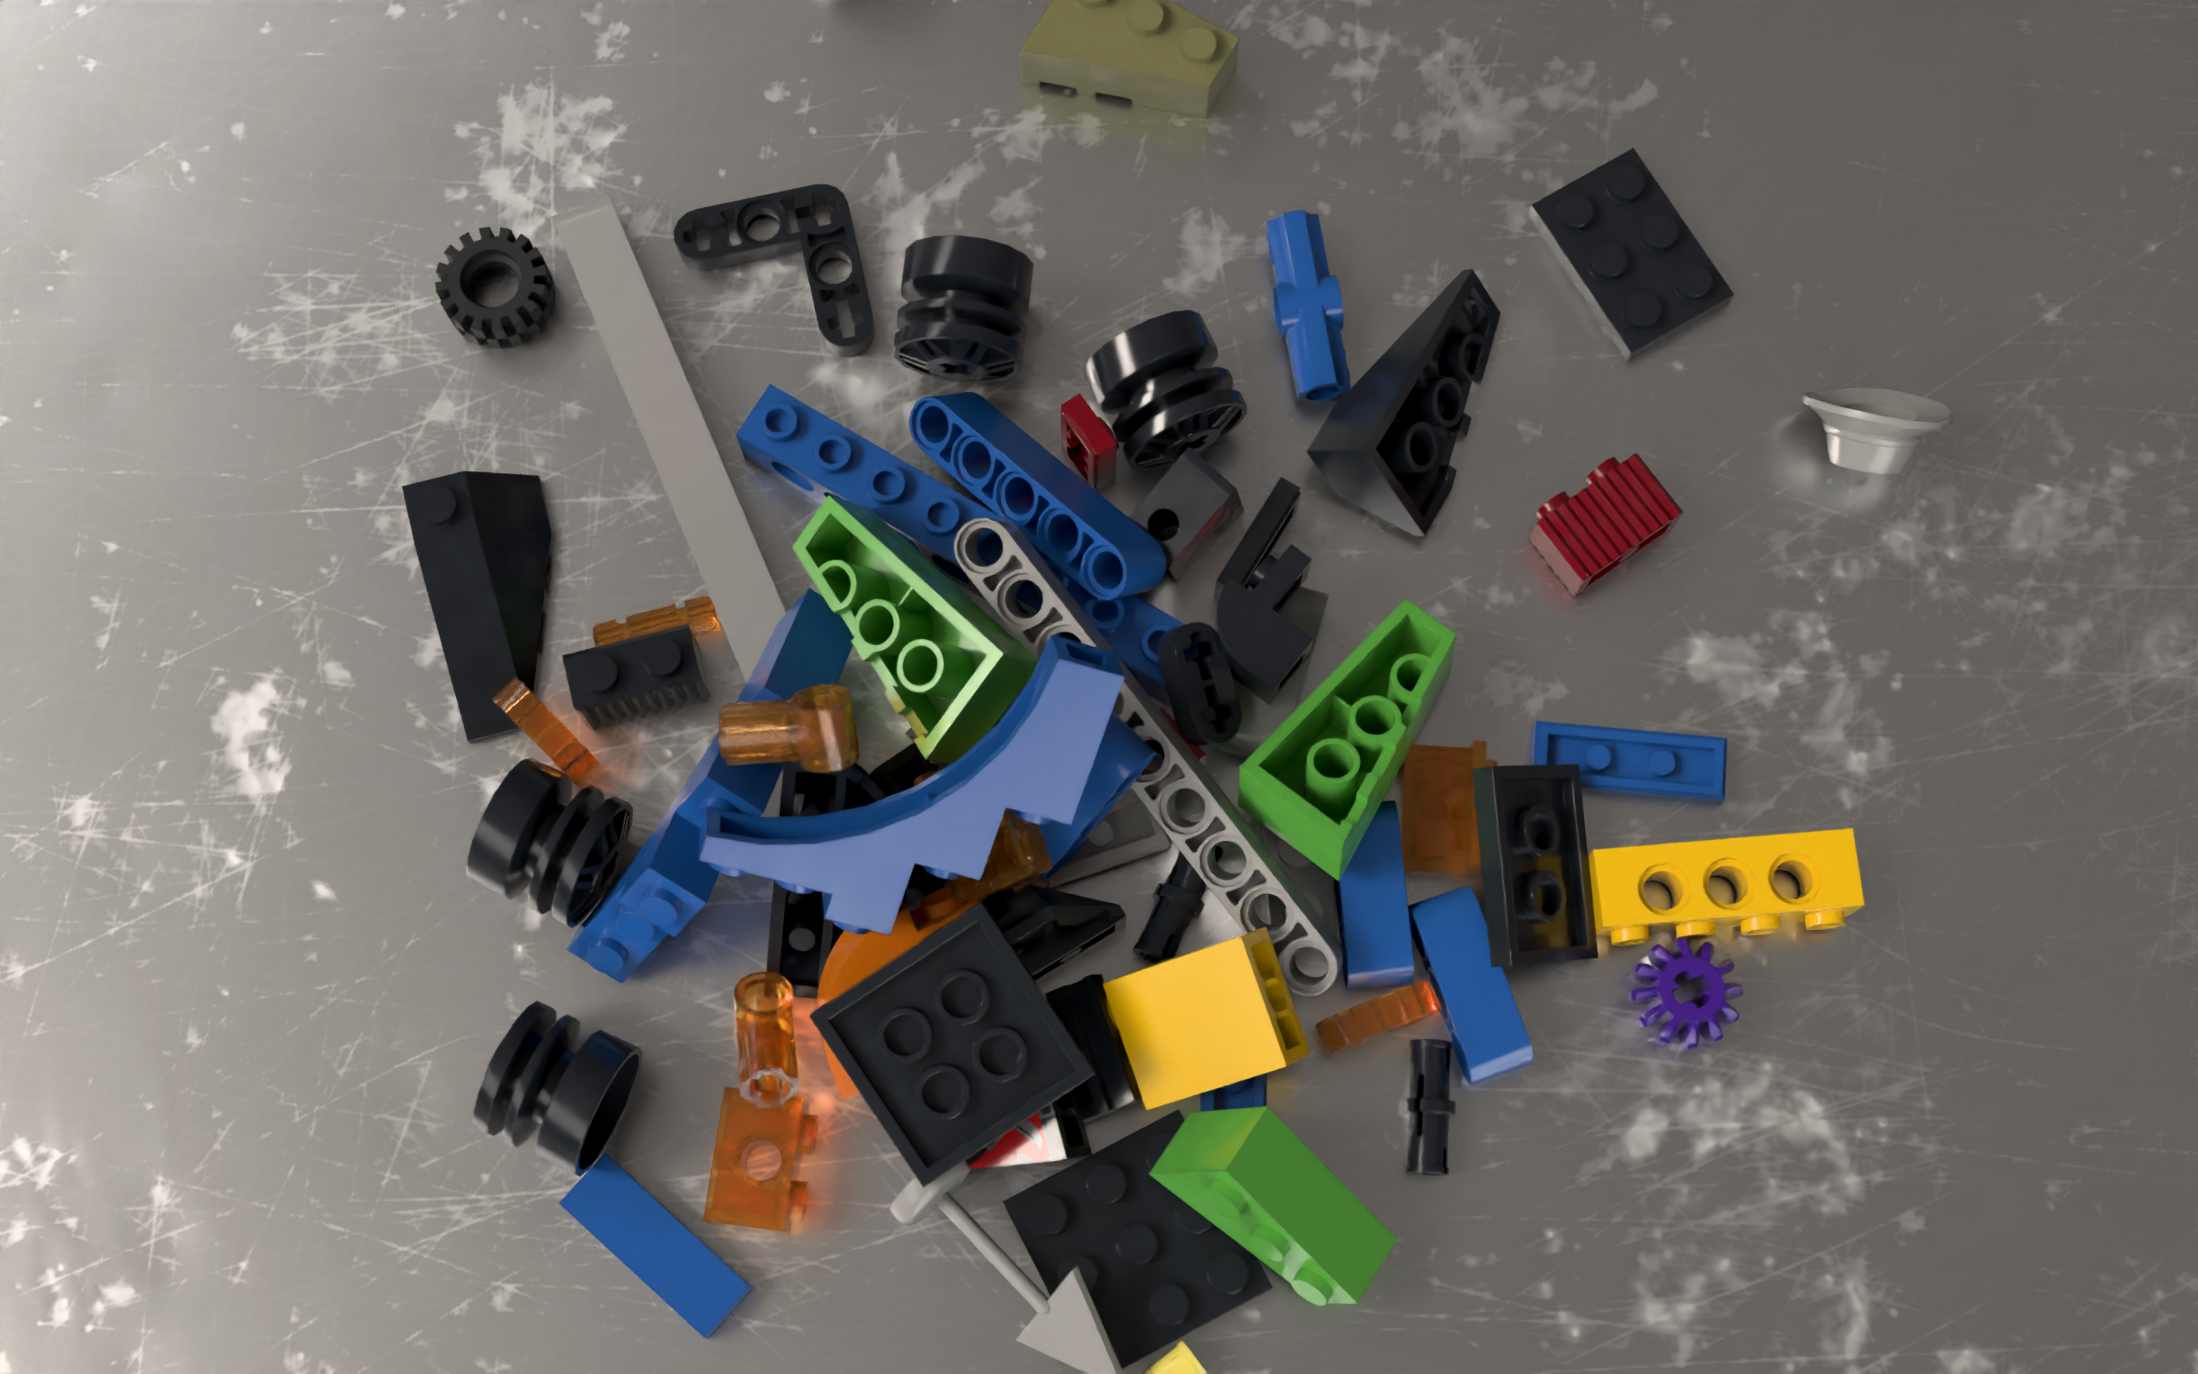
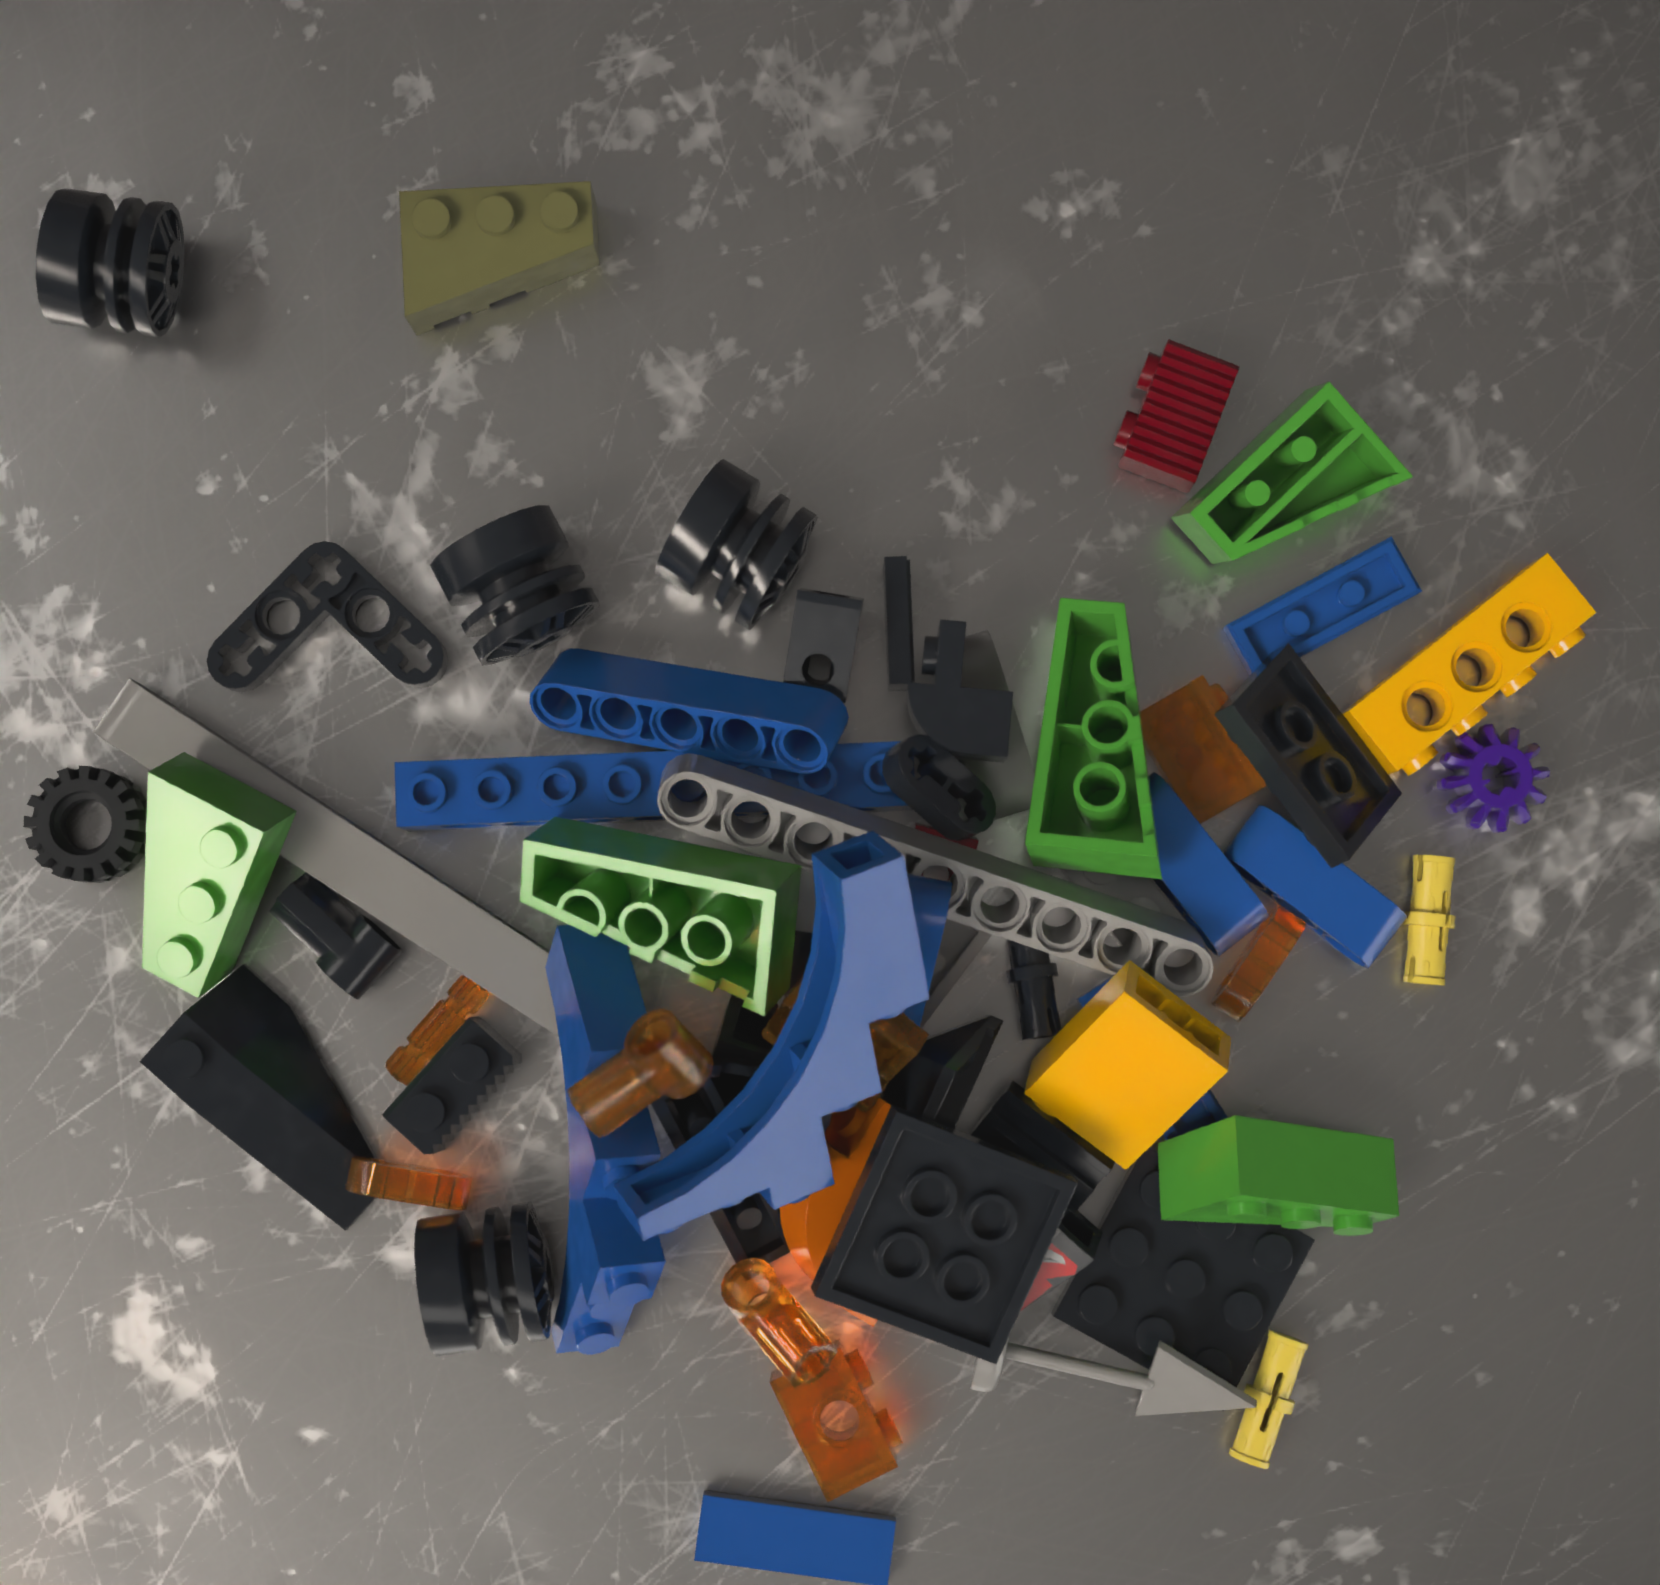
camera: 35 degrees left, 10 degrees up
(547, 1083) = (632, 1476): black wheel -> none
(559, 372) = (204, 869): none -> wedge
(630, 510) = (347, 945): none -> black piece
(1088, 444) = (703, 634): dark red plate -> none
(1308, 307) = (803, 384): blue piece -> none
(1399, 423) = (946, 438): black wedge -> none
(1429, 1107) = (1345, 1009): black pin -> none
(1552, 1080) = (1429, 920): none -> light yellow pin
(1630, 254) = (1044, 155): black plate -> none
(1668, 630) = (1290, 475): none -> bright green wedge
(1875, 426) = (1350, 180): light grey hat -> none

